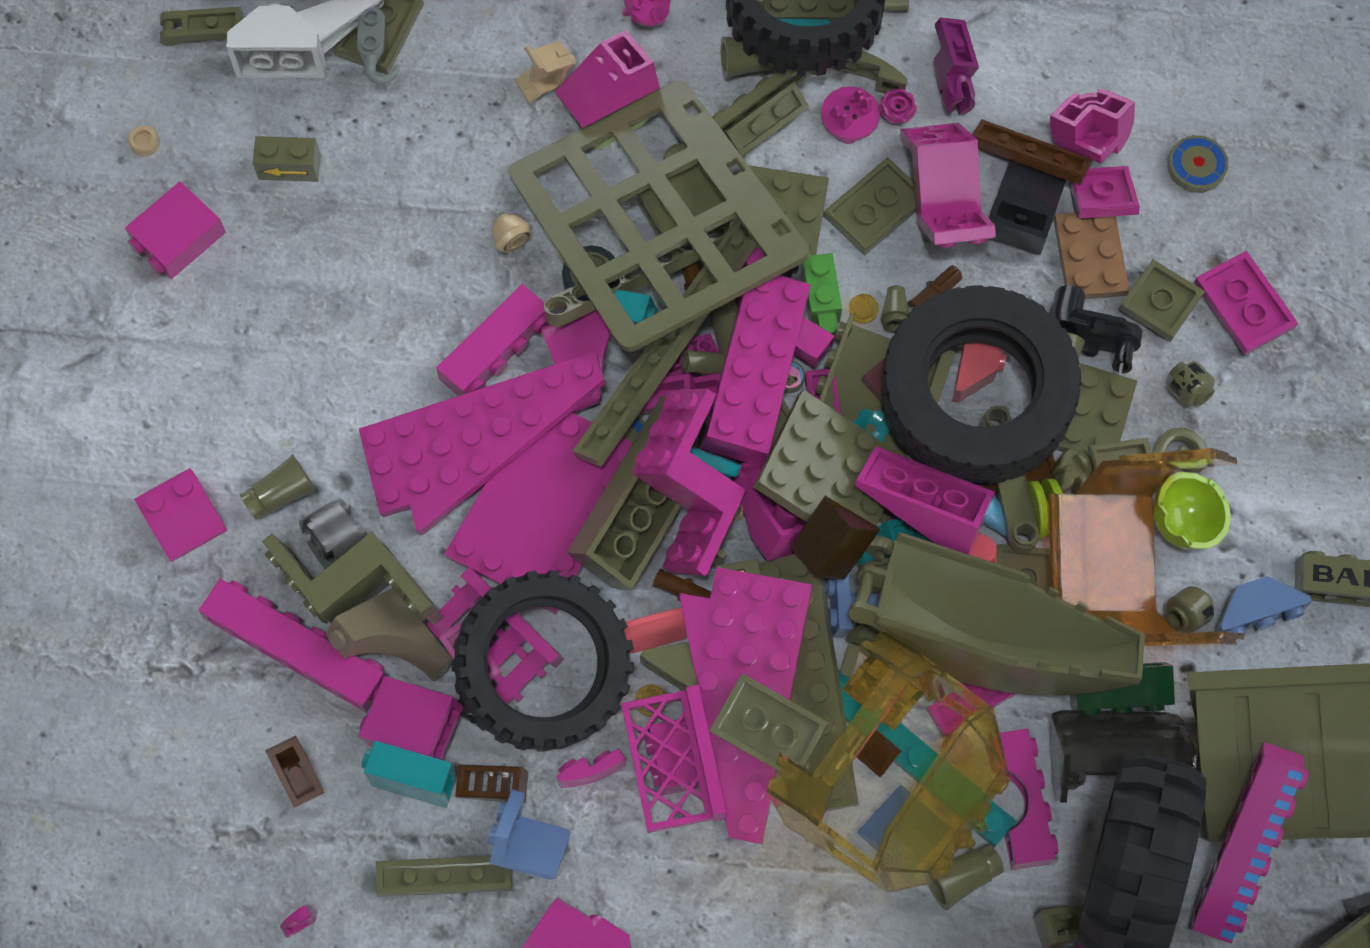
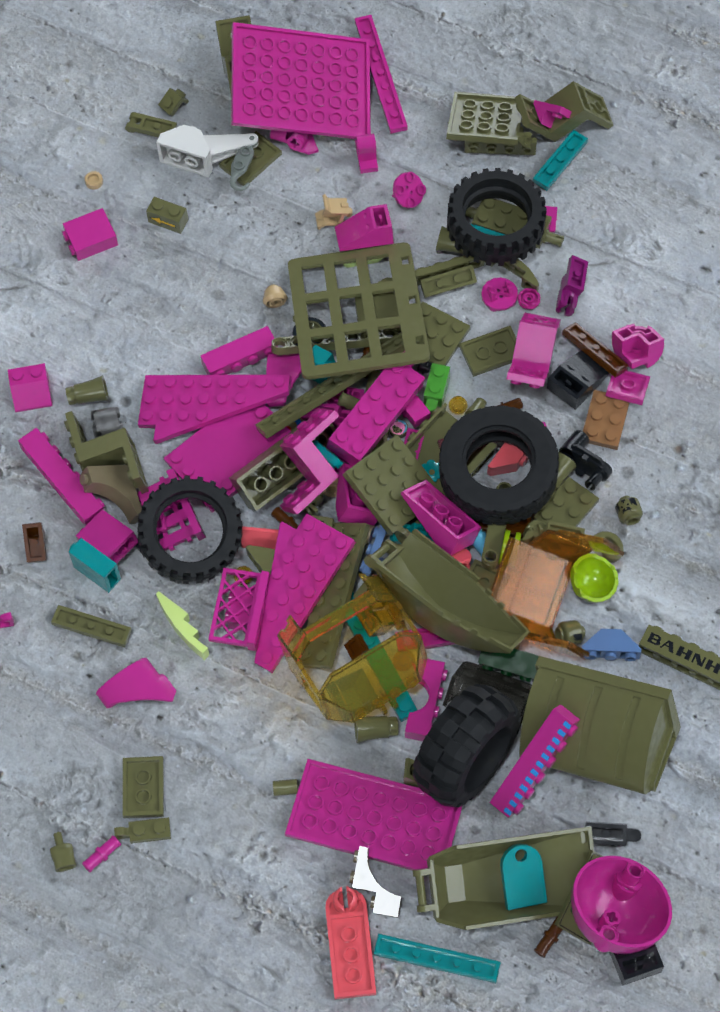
camera: 25 degrees right, 5 degrees down
(519, 783) = (148, 594): reddish brown slope -> none
(526, 843) = (140, 623): medium blue bracket -> none
(579, 813) = (179, 621): none -> yellowish green slope
(580, 773) = (186, 599): dark pink slope -> none
(768, 724) = (296, 600): olive plate -> none
(833, 540) = (376, 520): dark brown slope -> none
(1161, 300) = (634, 458): olive plate -> none
(1197, 163) = (693, 389): tile -> none
(1246, 303) = (684, 476): dark pink plate -> none

